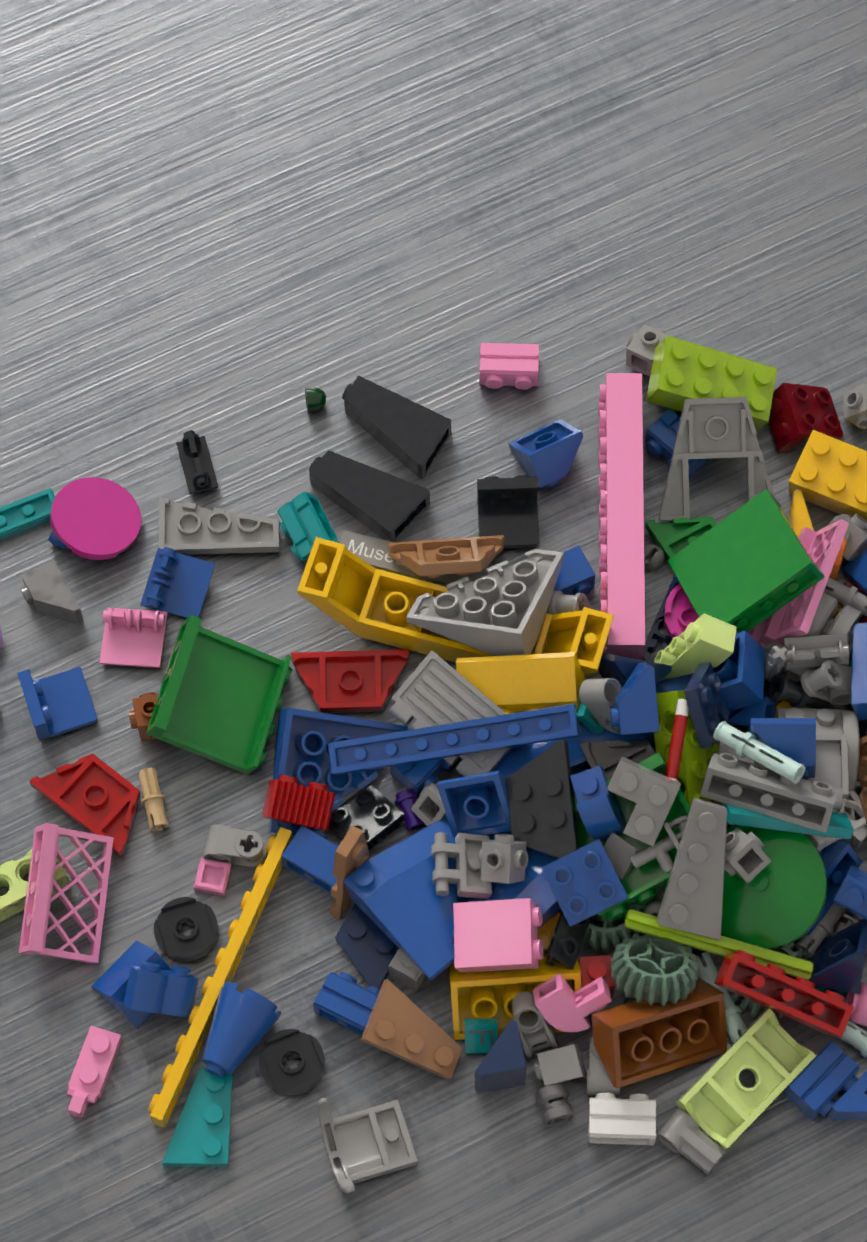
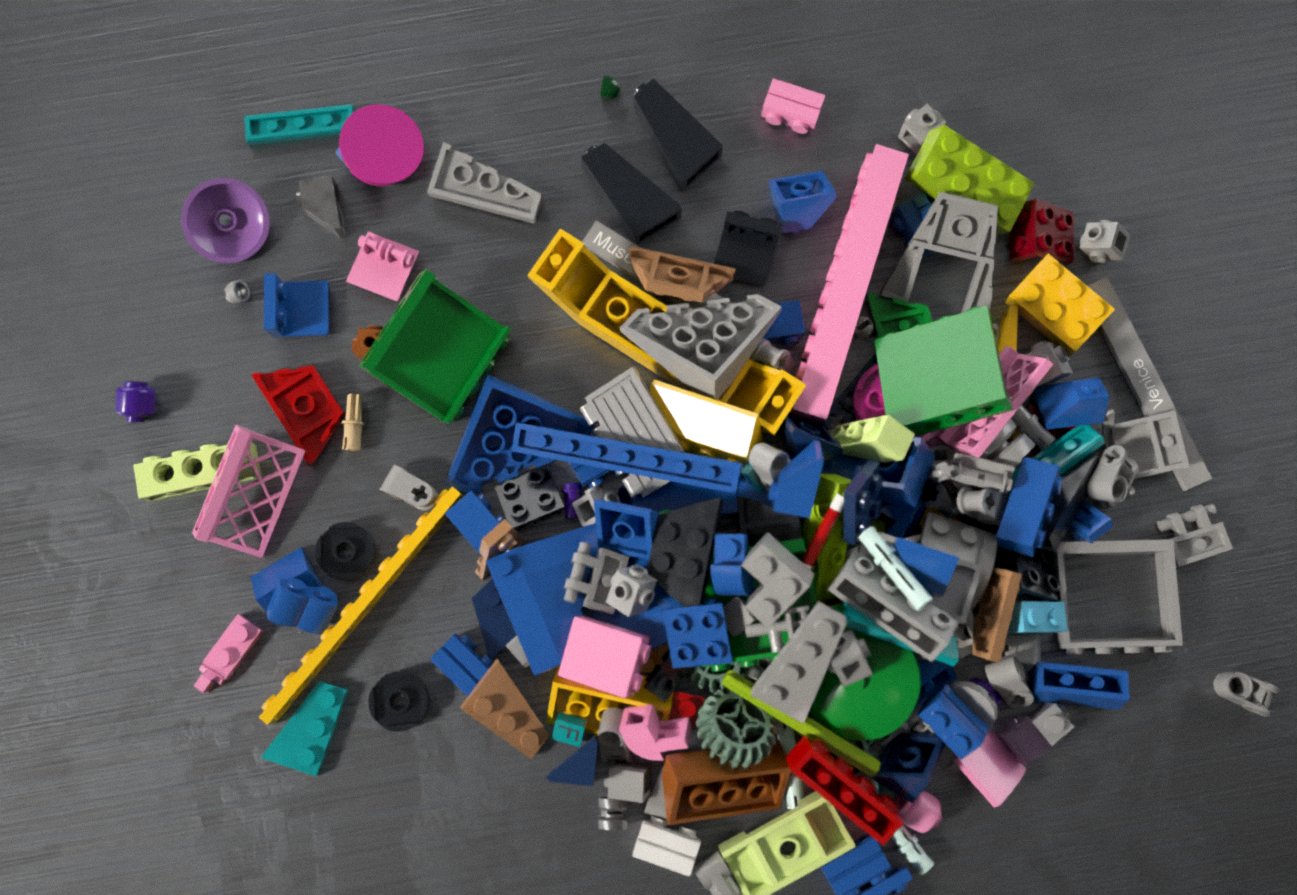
camera: 15 degrees right, 15 degrees up
(177, 583) = (435, 228): blue hinge -> none
(196, 463) = (487, 118): black hinge -> none
(212, 877) = (384, 509): bright pink tile -> none
(236, 1028) = (356, 661): blue cone -> none
(298, 804) = (474, 470): red brick -> none
(303, 522) = (564, 208): teal brick -> none
(350, 678) = (558, 362): red wing -> none
(366, 1143) = (439, 797): light grey piece -> none

